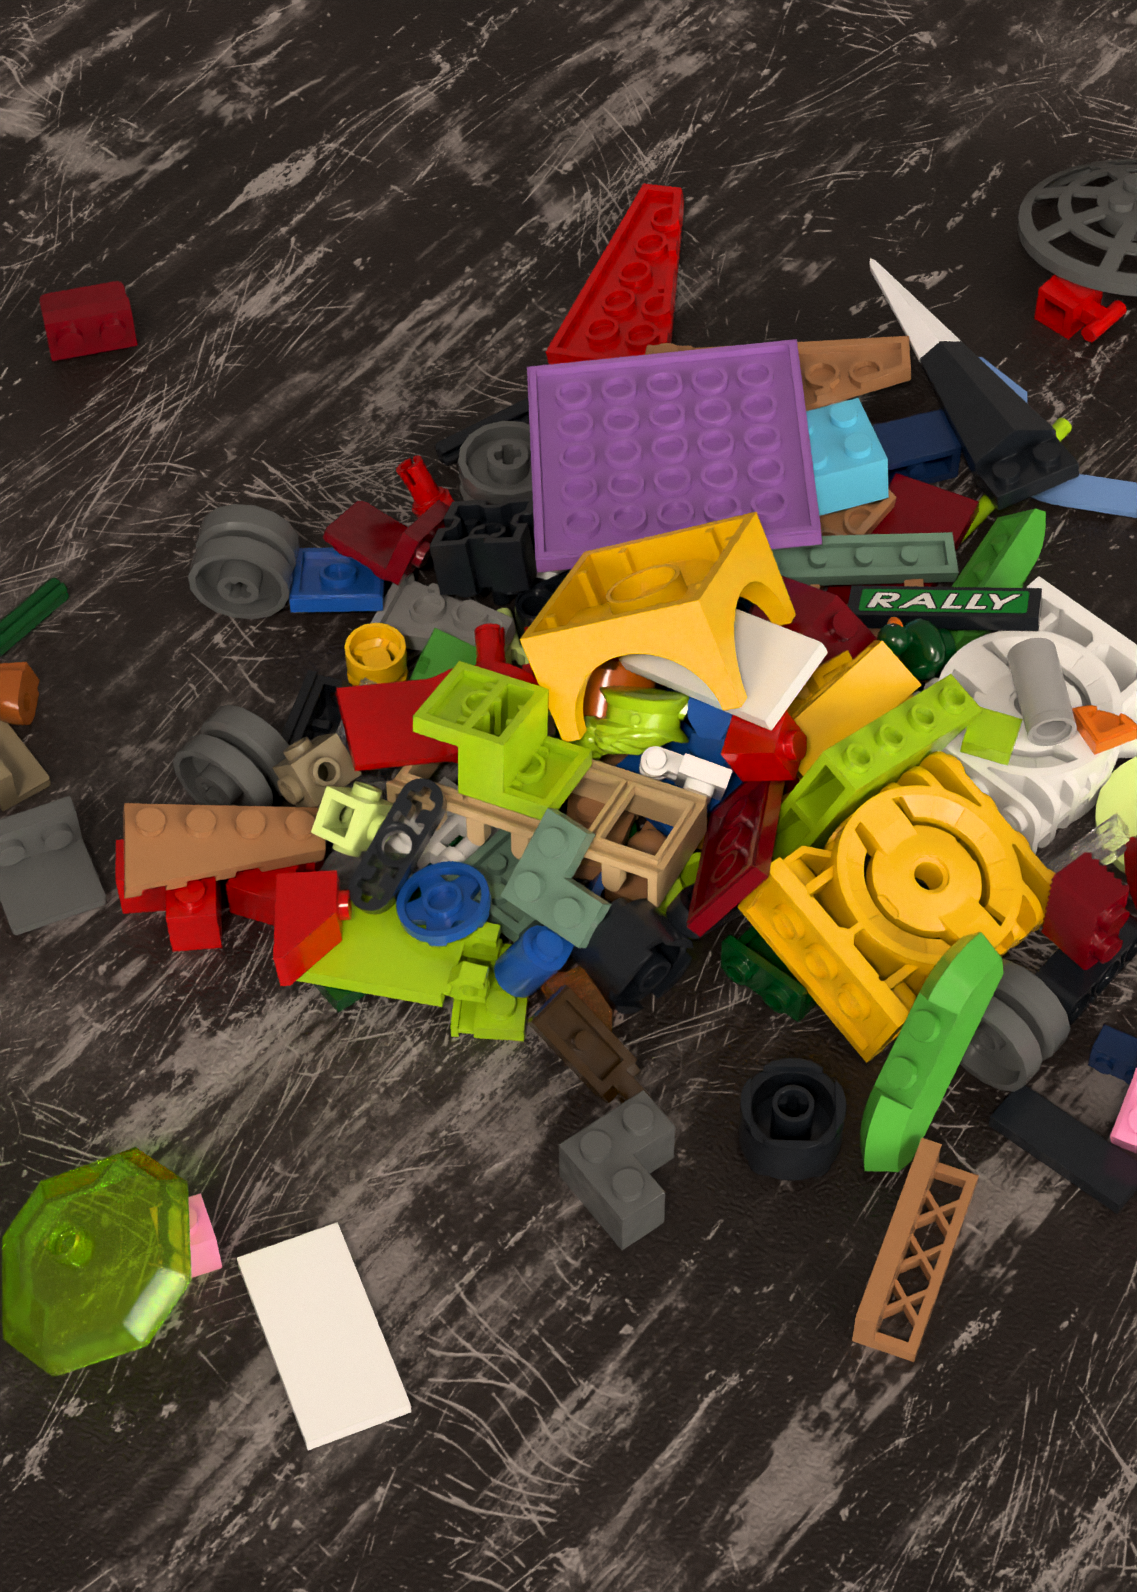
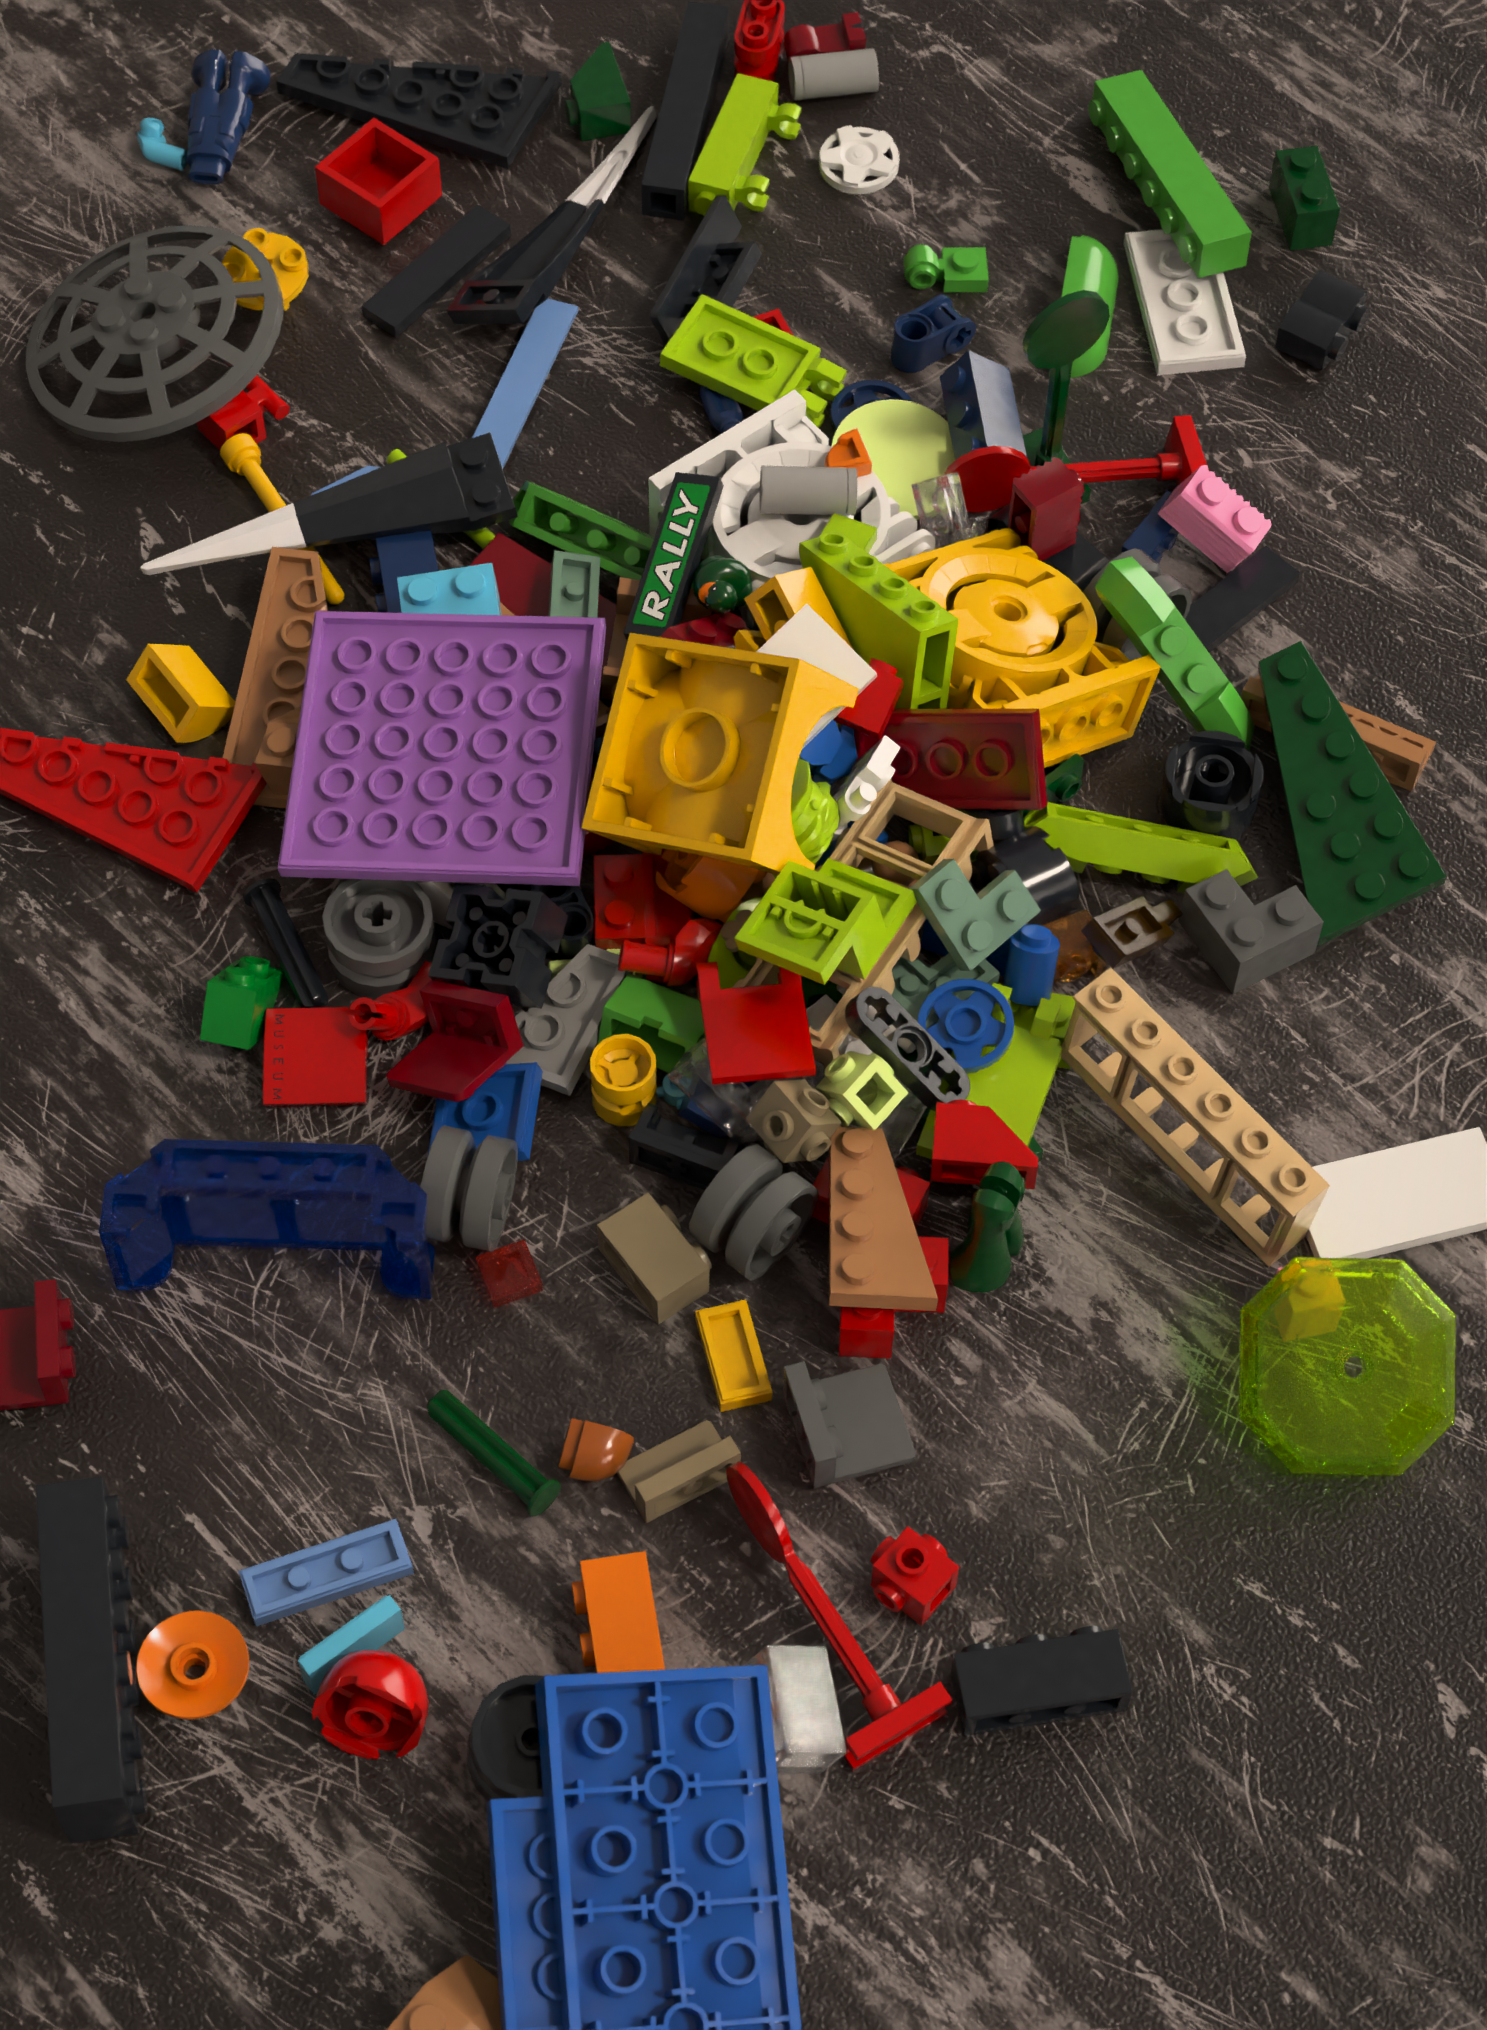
camera: 85 degrees left, 5 degrees up
(106, 790) = (733, 1355): none -> yellow tile
(185, 707) = (654, 1257): none -> dark tan brick
(187, 623) = (509, 1273): none -> clear red tile
(217, 422) = (266, 1199): none -> clear blue windscreen
(235, 954) = (994, 1232): none -> dark green piece
(348, 1086) = (1208, 1105): none -> tan window
(373, 452) = (314, 1058): none -> red slope
(429, 399) = (238, 1002): none -> green slope
(706, 1061) = (1139, 846): none -> lime brick
(755, 314) = (181, 692): none -> yellow brick
(771, 1252) = (1344, 818): none -> dark green wing
(1031, 318) = (243, 457): none -> yellow piece

